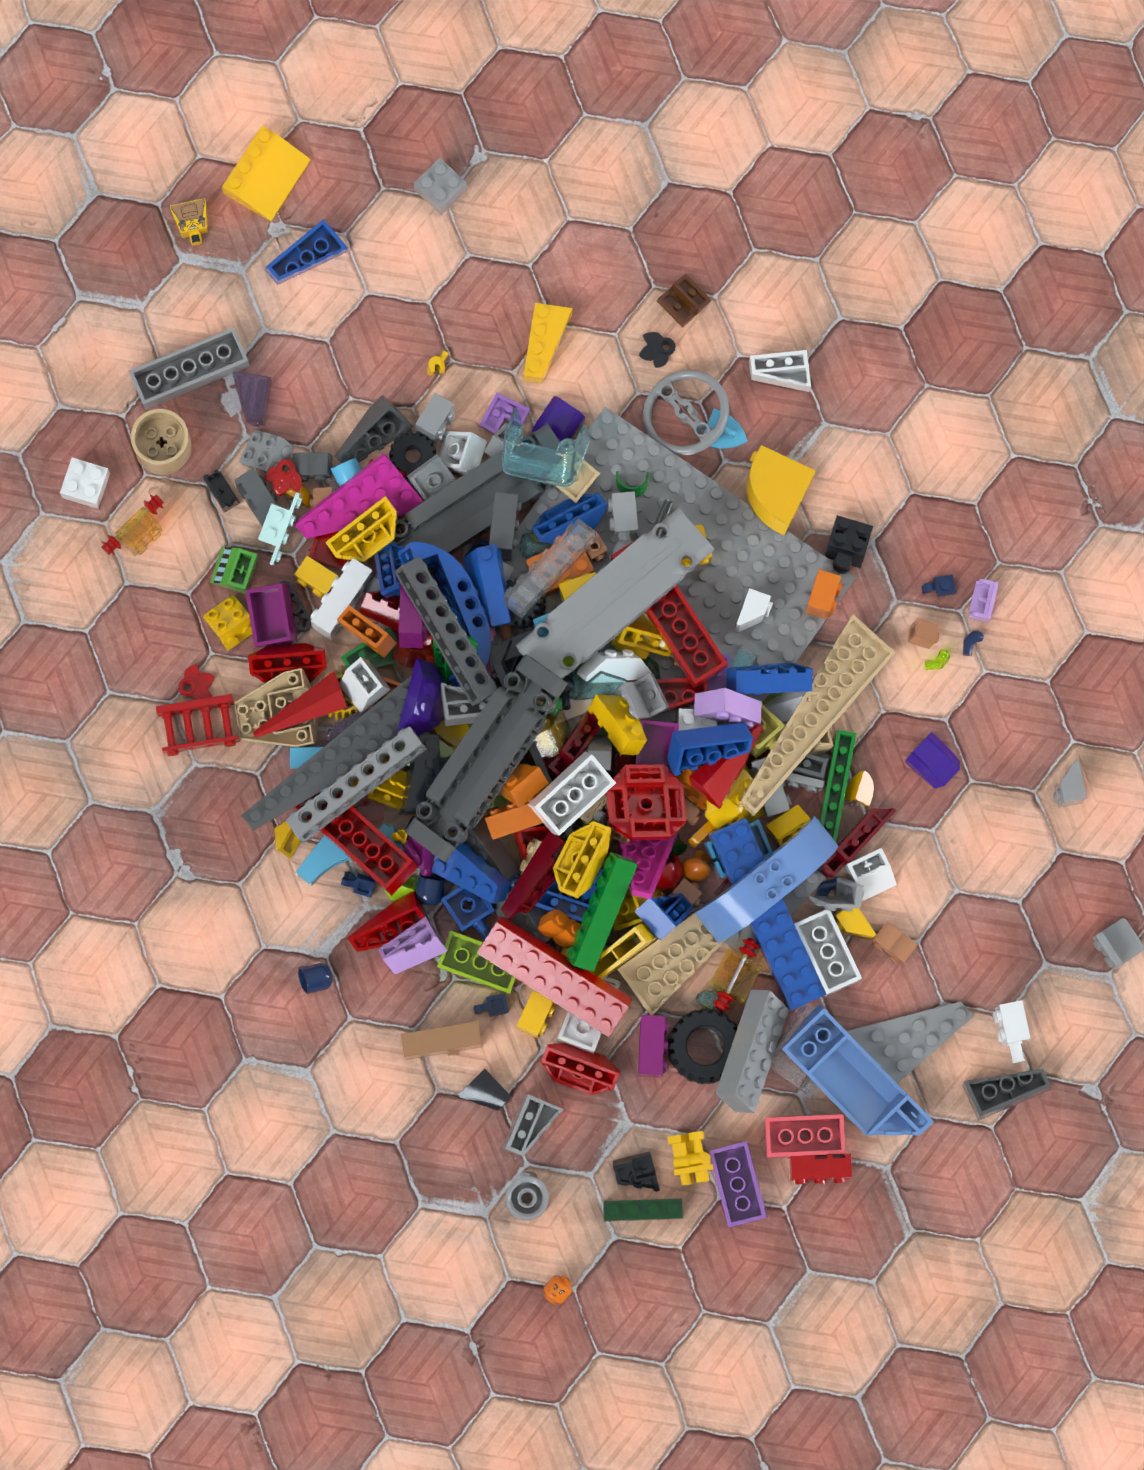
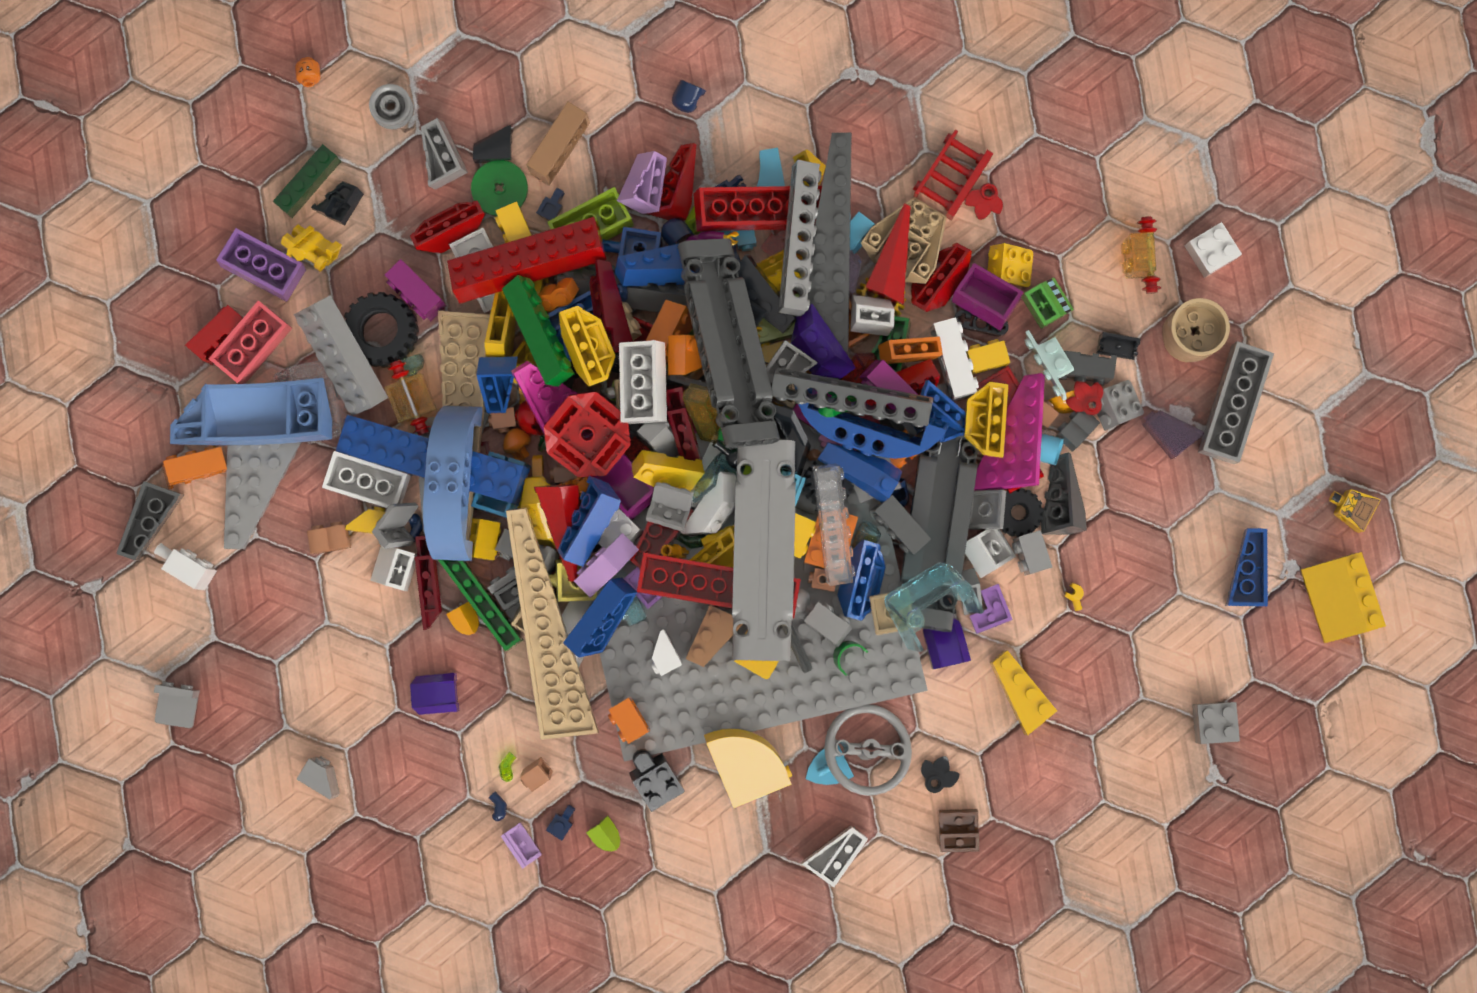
camera: 140 degrees right, 5 degrees up
(501, 1067) = (499, 173): none -> green piece
(672, 670) = (674, 551): none -> light orange axle
(709, 590) = (711, 636): none -> medium nougat wedge
(920, 546) = (605, 835): none -> lime brick
(935, 1093) = (193, 466): none -> orange wedge

